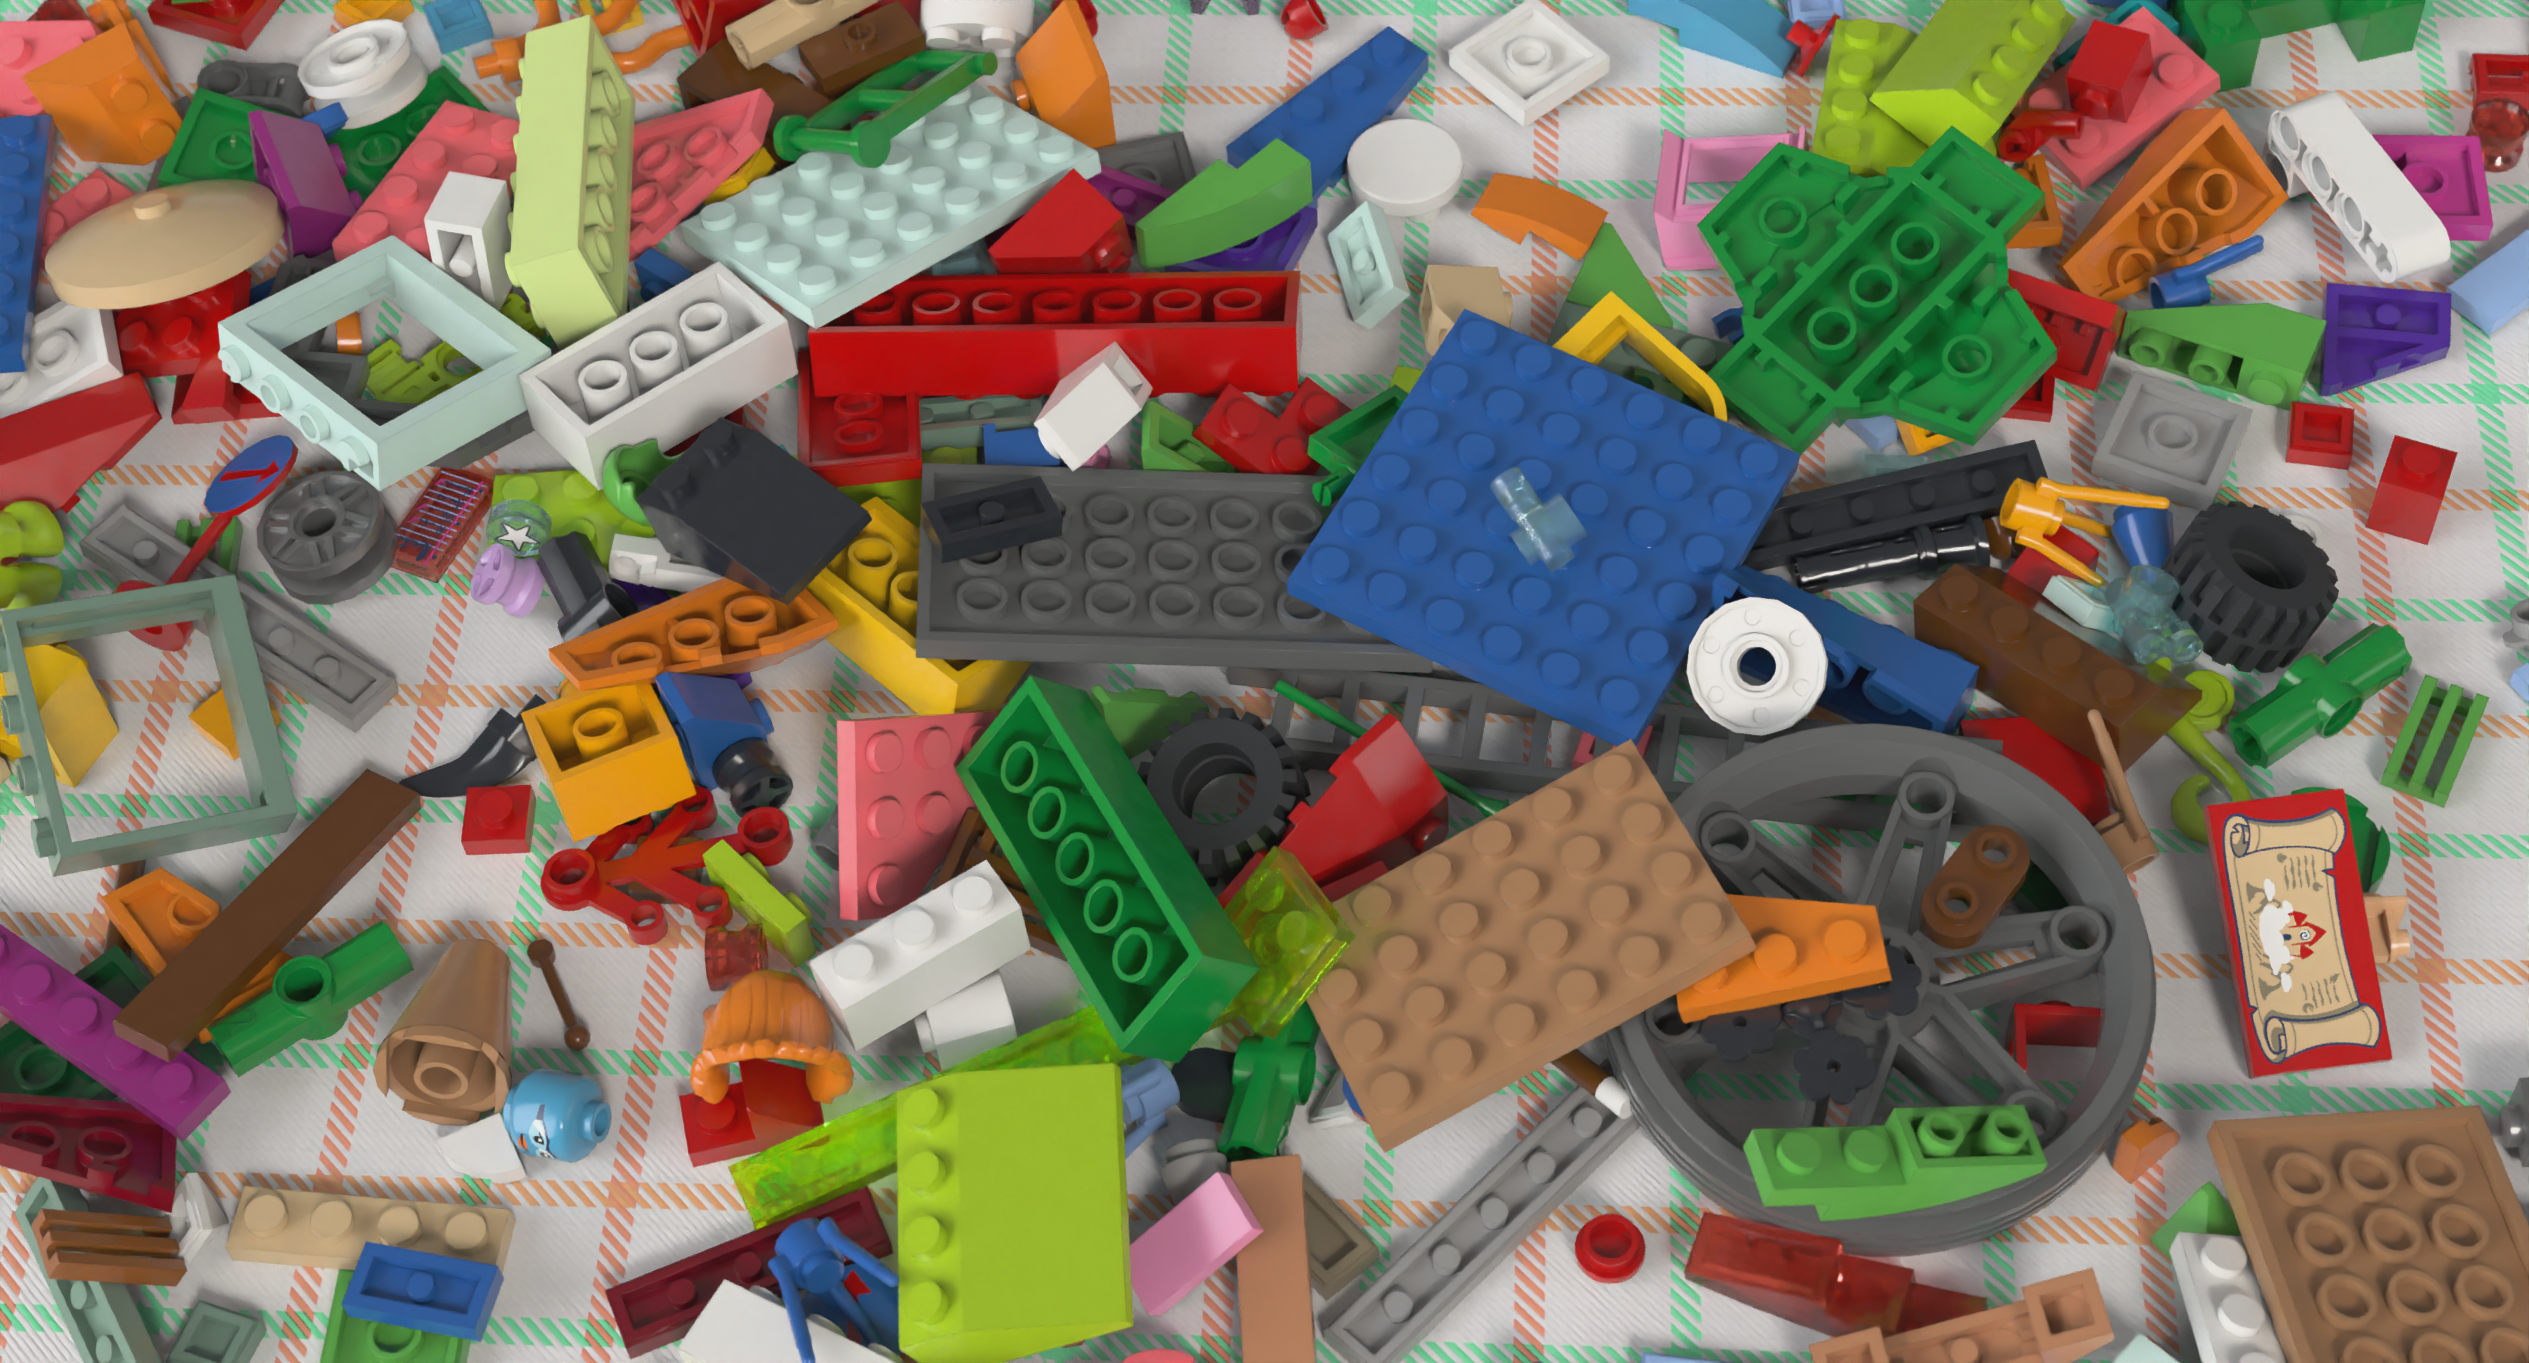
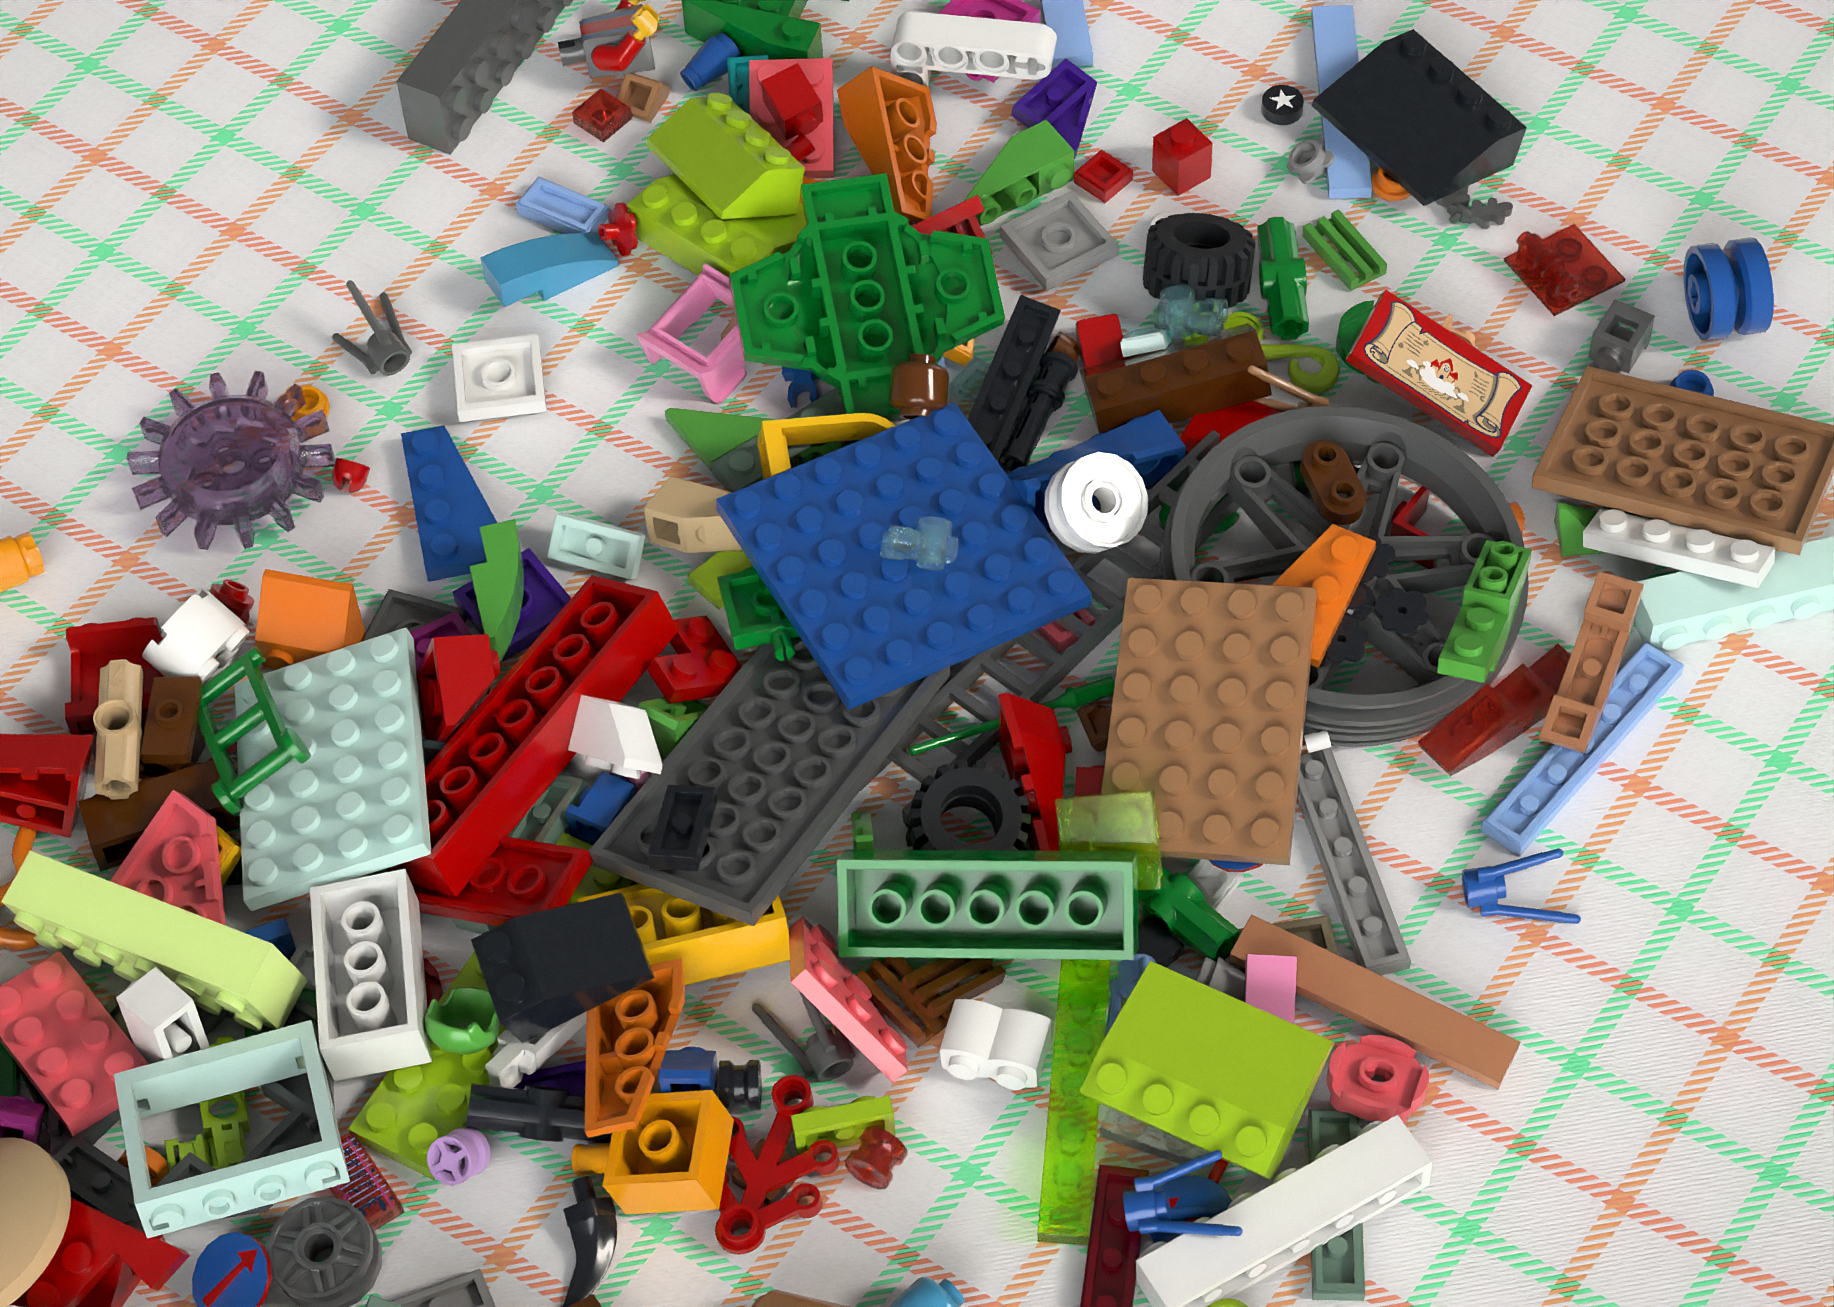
camera: 60 degrees left, 0 degrees up
(498, 820) = (648, 1257): red plate -> none
(519, 526) = (431, 1120): clear light blue tile -> none
(542, 955) = (777, 1280): reddish brown hinge -> none
(752, 1116) = (996, 1210): red slope -> none
(767, 1019) = (963, 1155): orange hair -> none
(920, 955) = (982, 1034): white brick -> none
(1406, 168) = (530, 487): white tile -> none
(1522, 205) = (623, 440): orange slope -> none
(1610, 1249) = (1404, 802): red plate -> none
(1787, 407) = (918, 386): none -> reddish brown head
(2038, 511) = (1078, 319): light orange plant -> none
(2143, 534) = (1120, 292): blue cone -> none
(2189, 285) = (957, 174): blue plant -> none

